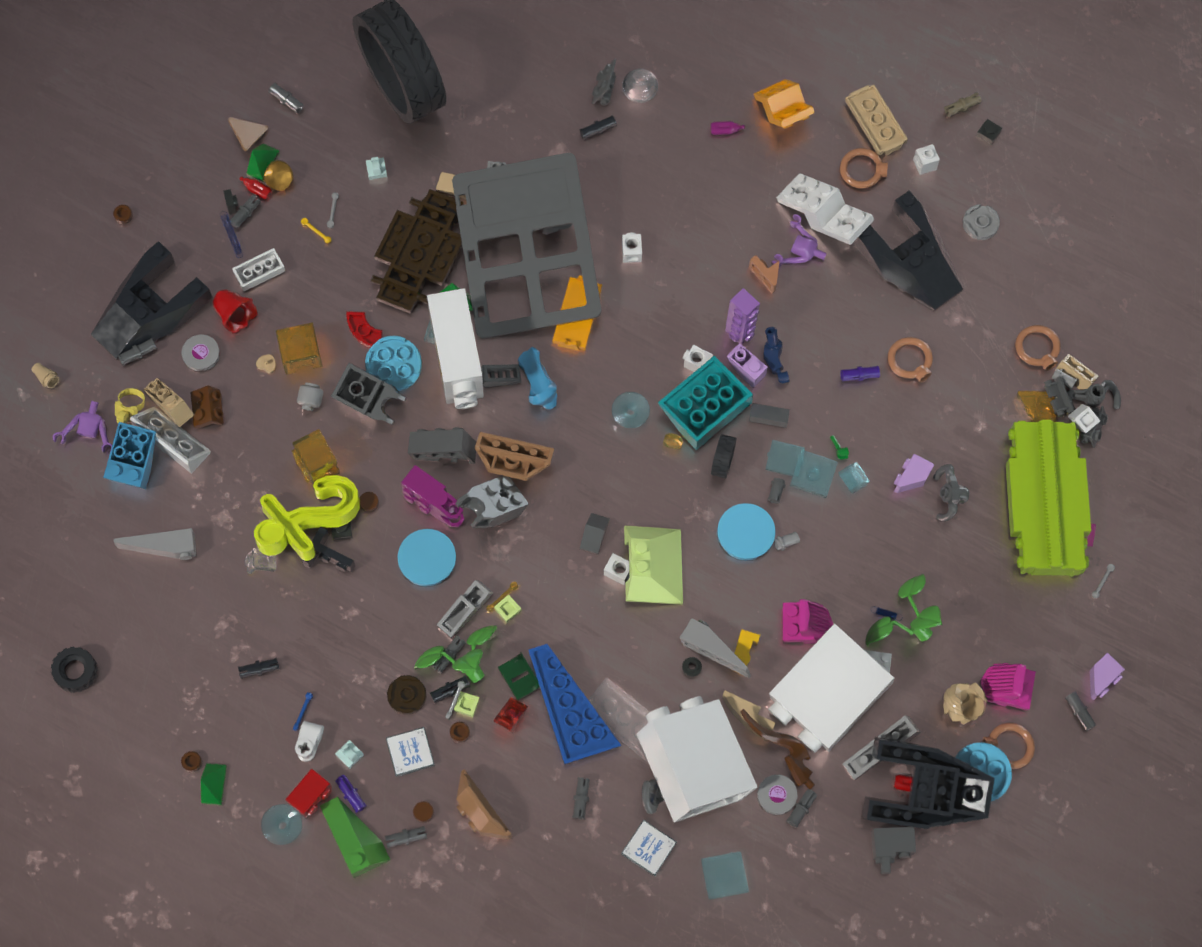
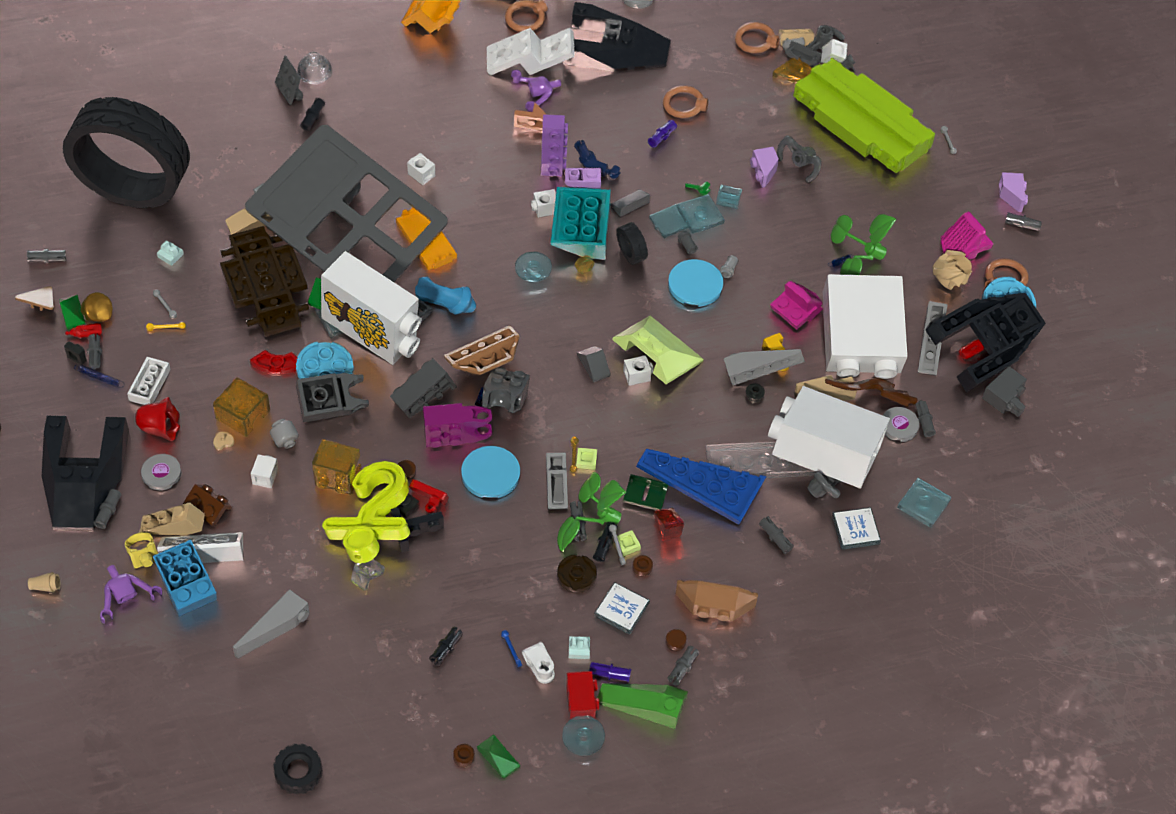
camera: 45 degrees left, 15 degrees down
(268, 415) = (264, 471): none -> white brick
(366, 544) = (435, 496): none -> red piece
(725, 127) = (403, 55): magenta piece -> none

